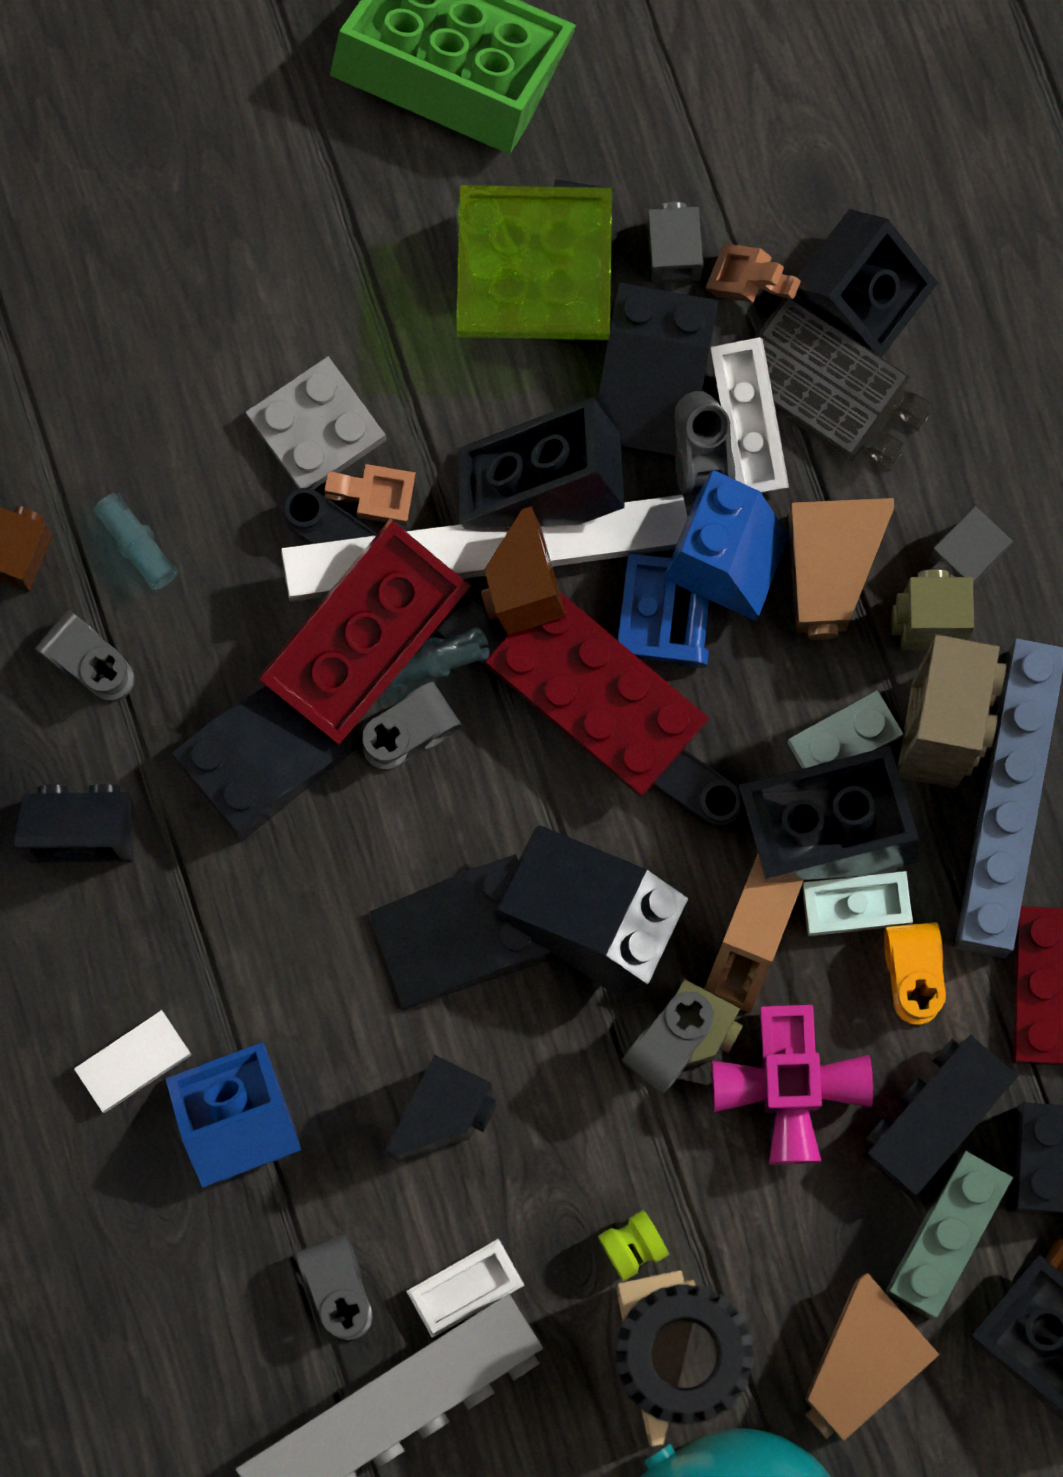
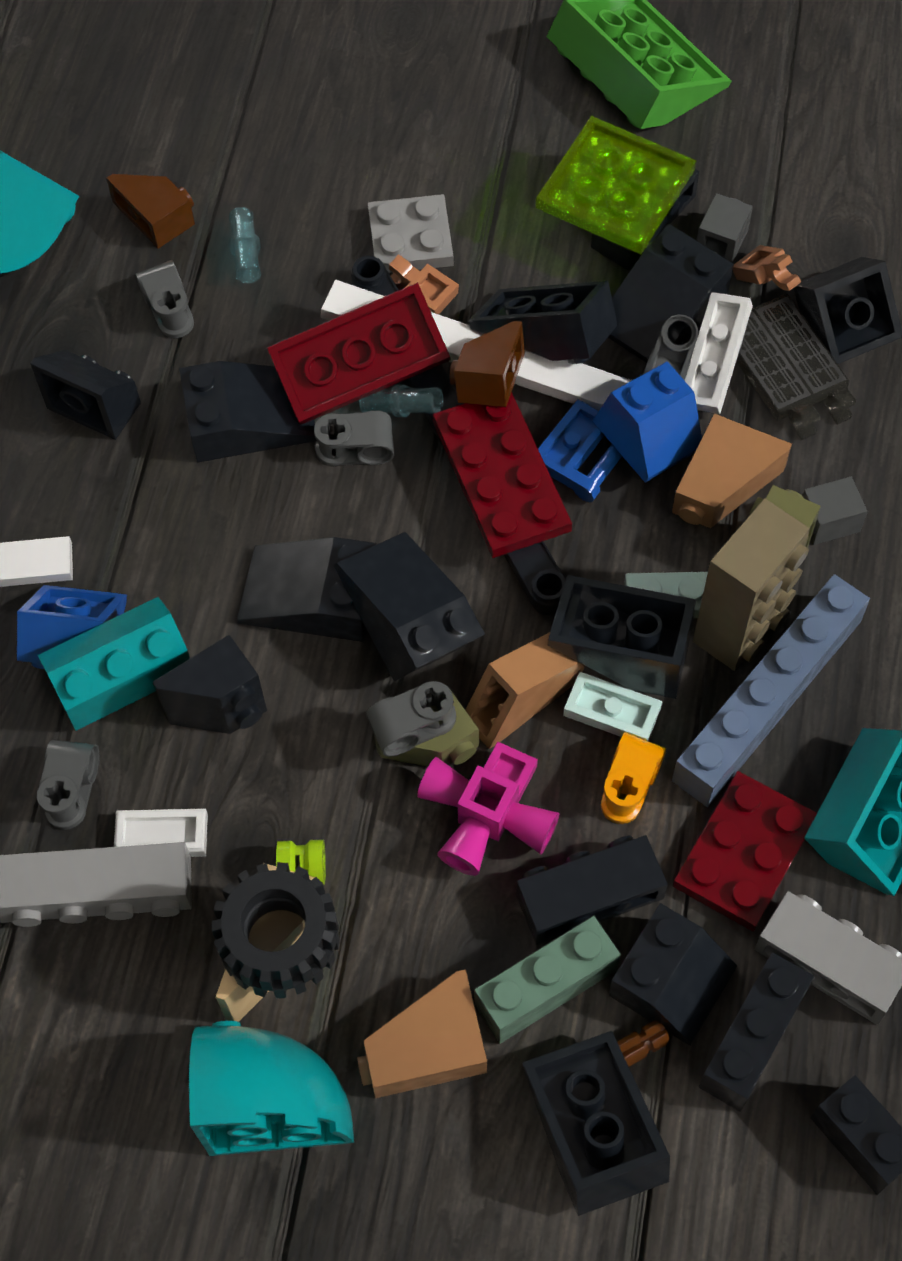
camera: 30 degrees right, 15 degrees down
(315, 1134) = (114, 662): none -> teal slope

